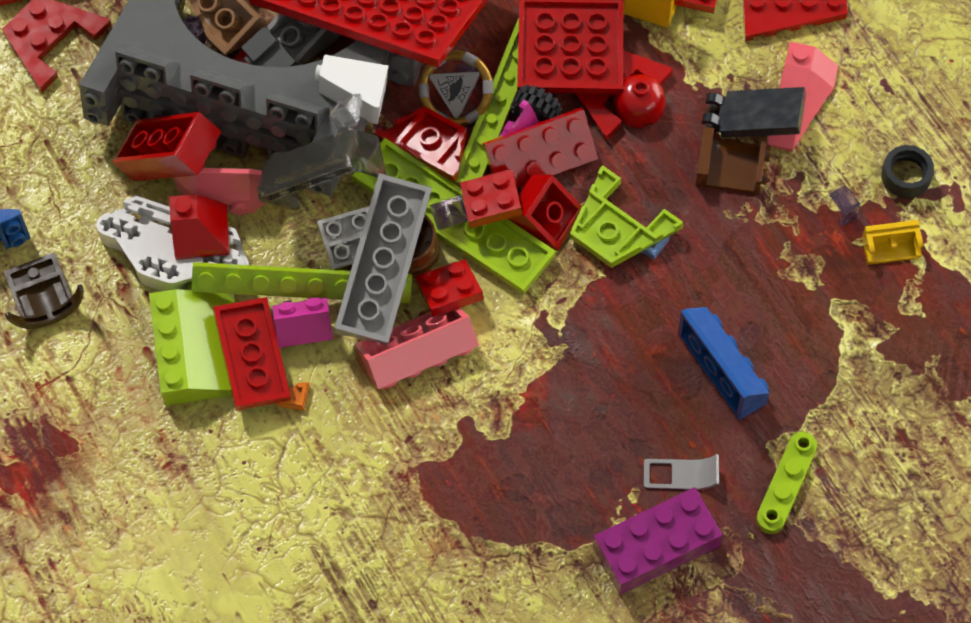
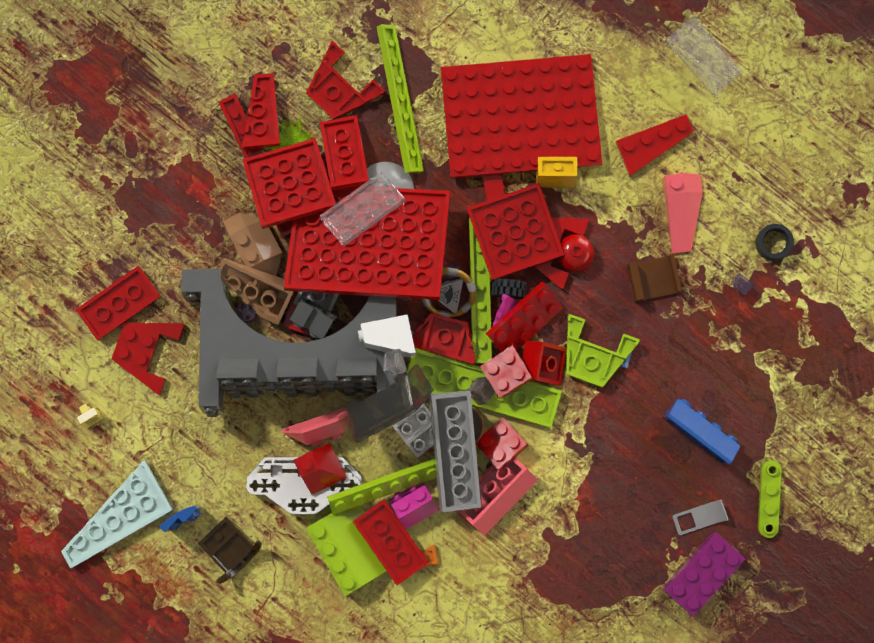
camera: 20 degrees left, 20 degrees up
(167, 147) = (273, 419): red brick -> none
(756, 112) = (661, 237): black tile -> none
(892, 242) = (782, 300): yellow hinge -> none

